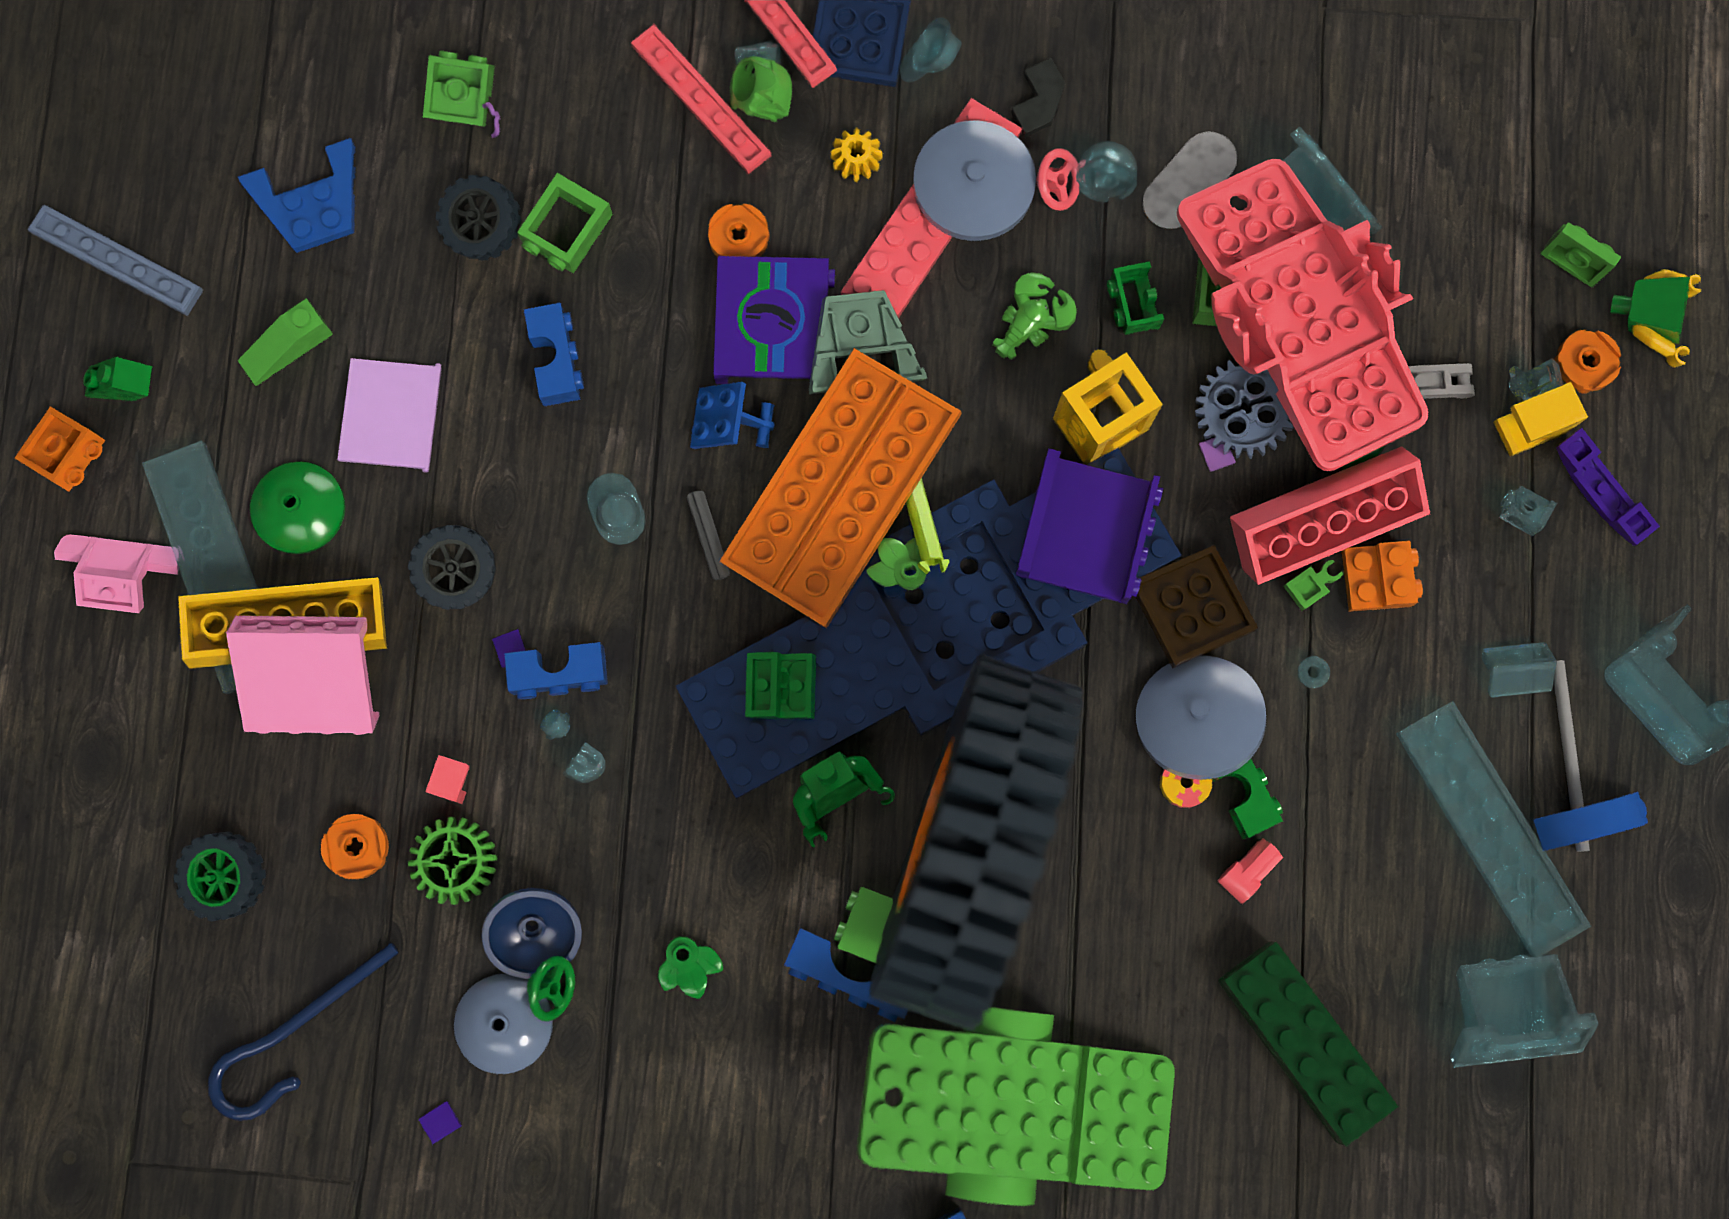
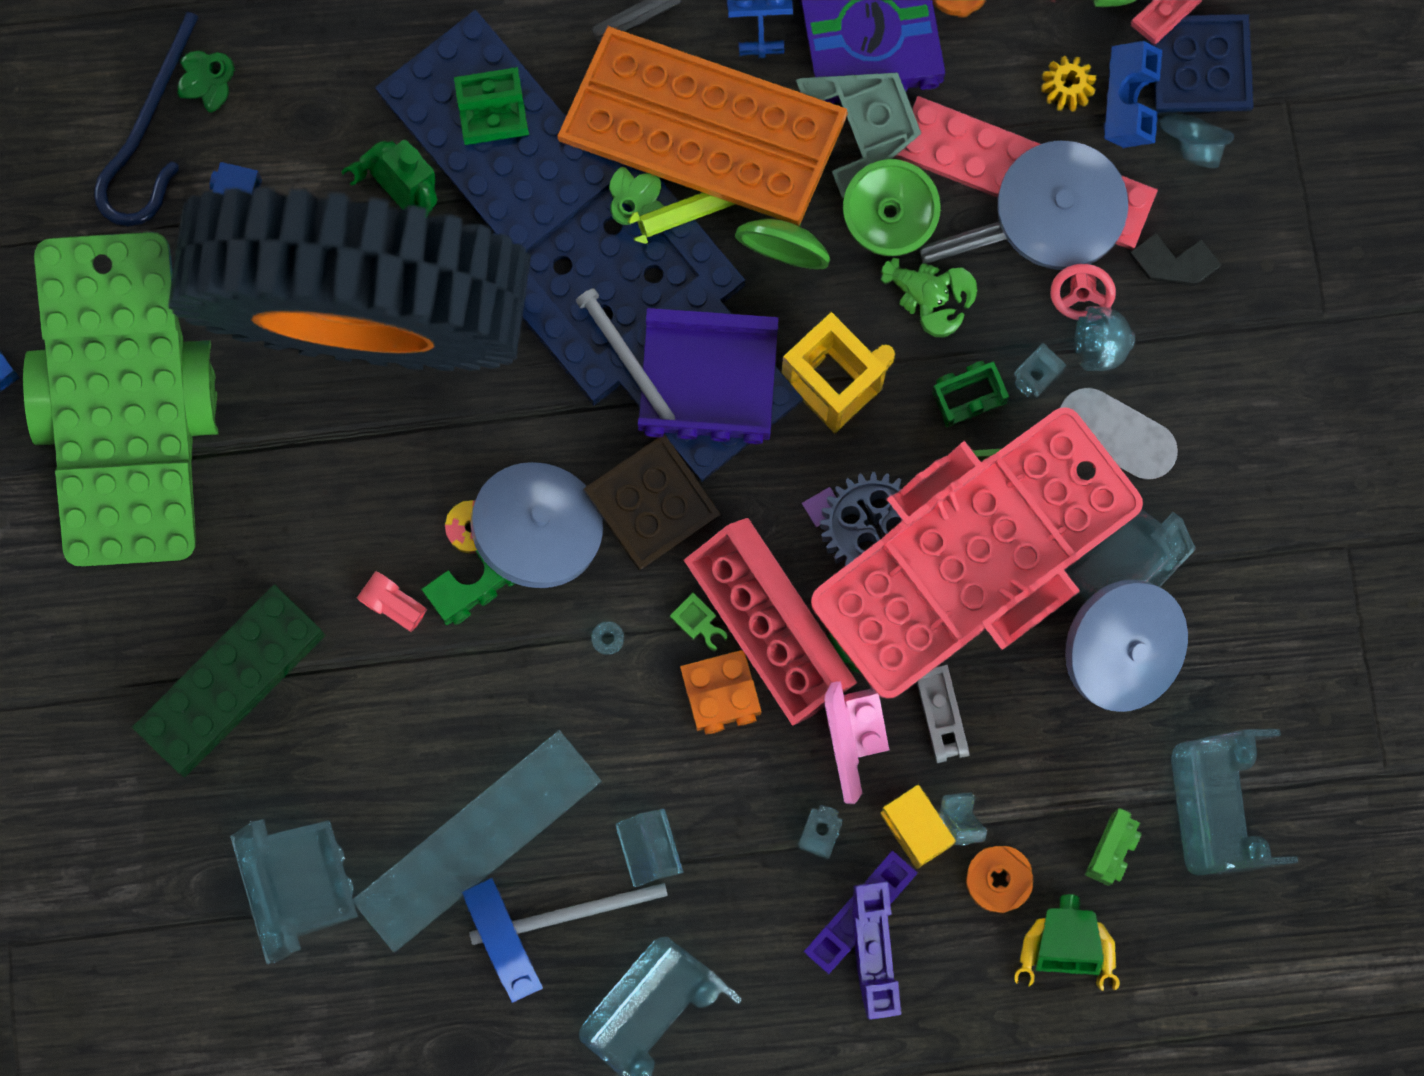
camera: 80 degrees right, 0 degrees up
(734, 1047) = (136, 136): none -> dark blue piece
(854, 97) = (1130, 70): none -> blue arch
(954, 314) = (895, 186): none -> bright green dish
(968, 431) = (783, 243): none -> bright green dish
(988, 280) = (961, 243): none -> dark grey axle
(995, 625) = (589, 300): none -> light grey bar
(1126, 224) = (1043, 361): none -> clear light blue brick
(1401, 202) = (1126, 645): none -> sand blue dish
(1441, 453) = (856, 732): none -> bright pink plate
(1554, 167) = (1213, 805): none -> clear light blue windscreen
(1645, 484) = (873, 950): none -> slope

